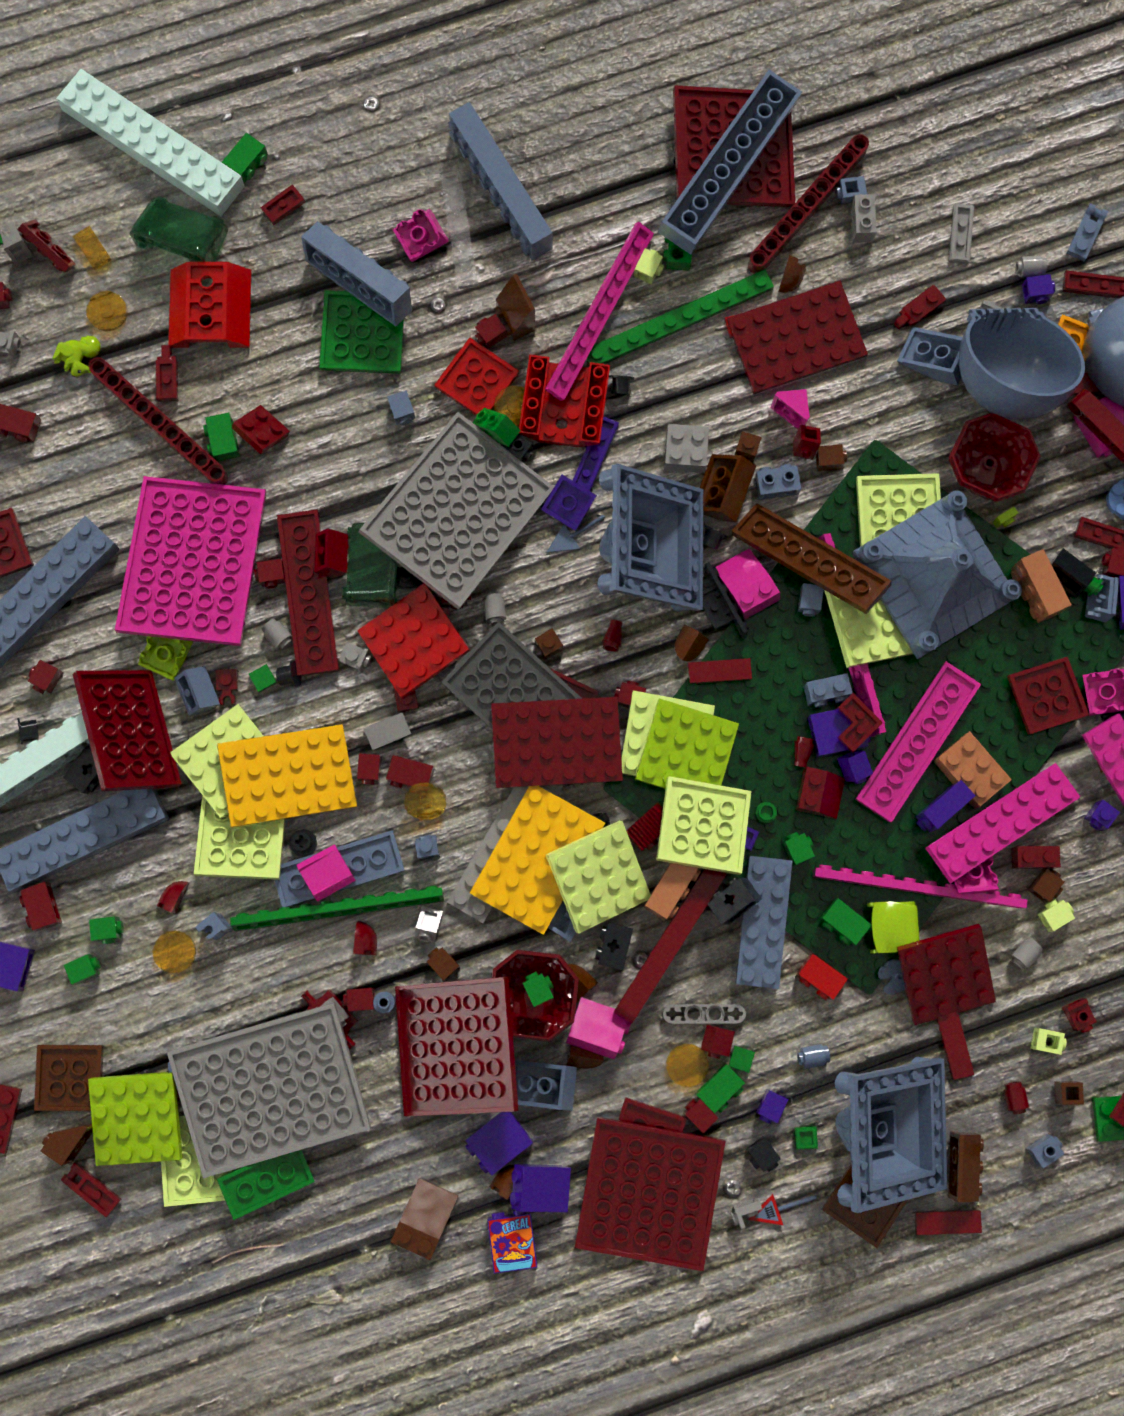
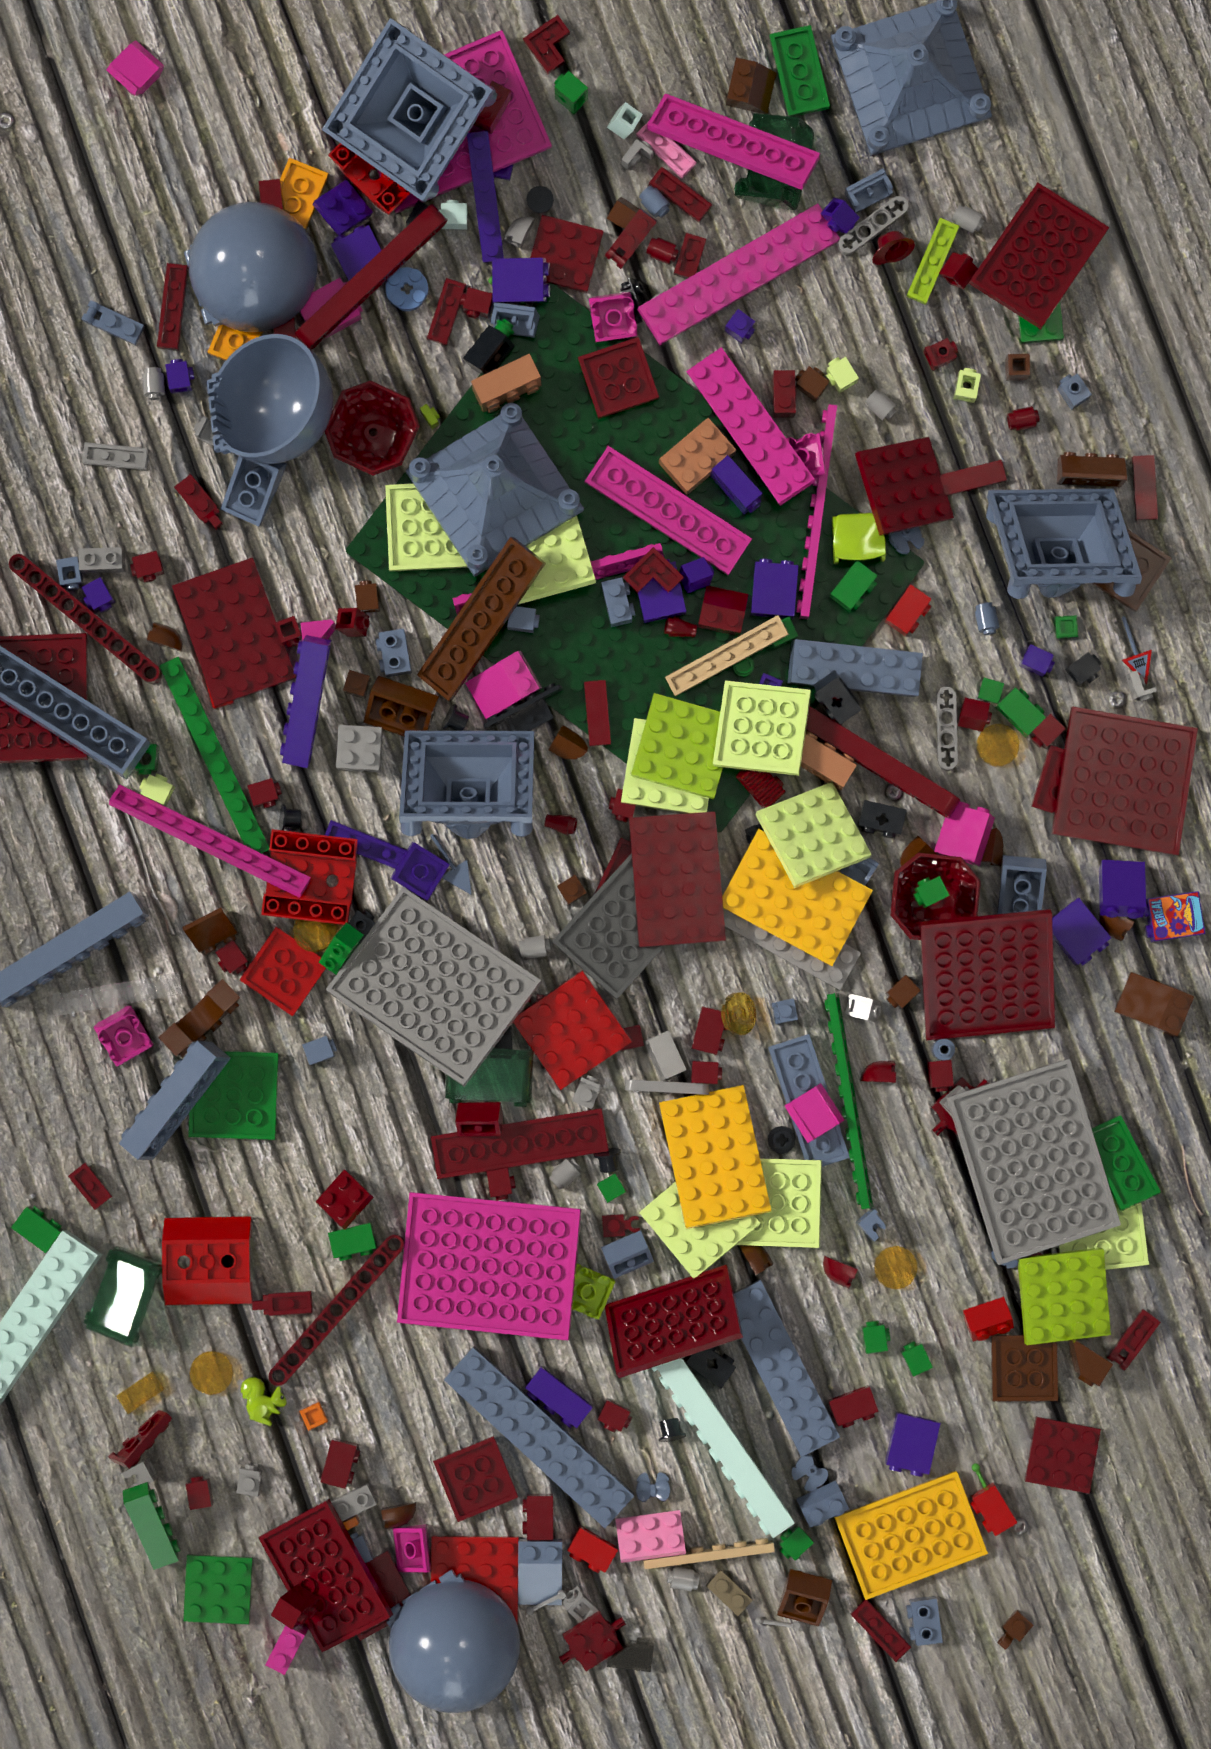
camera: 90 degrees left, 5 degrees up
(61, 401) = (313, 1416): none -> orange tile
(65, 625) = (558, 1398): none -> dark purple brick
(116, 1042) = (988, 1319): none -> red brick
(188, 815) = (757, 1257): none -> reddish brown brick
(357, 730) = (667, 1087): none -> light grey beam
(429, 298) = (201, 1019): none -> reddish brown brick
(644, 362) = (265, 793): none -> dark red brick
(731, 395) = (306, 701): none -> dark purple brick
(776, 795) = (727, 655): none -> tan plate
(797, 381) = (289, 631): none -> dark red brick
(830, 215) = (98, 596): none -> dark purple brick
(841, 843) = (774, 589): none -> dark purple brick
(858, 259) = (147, 566): none -> dark red brick

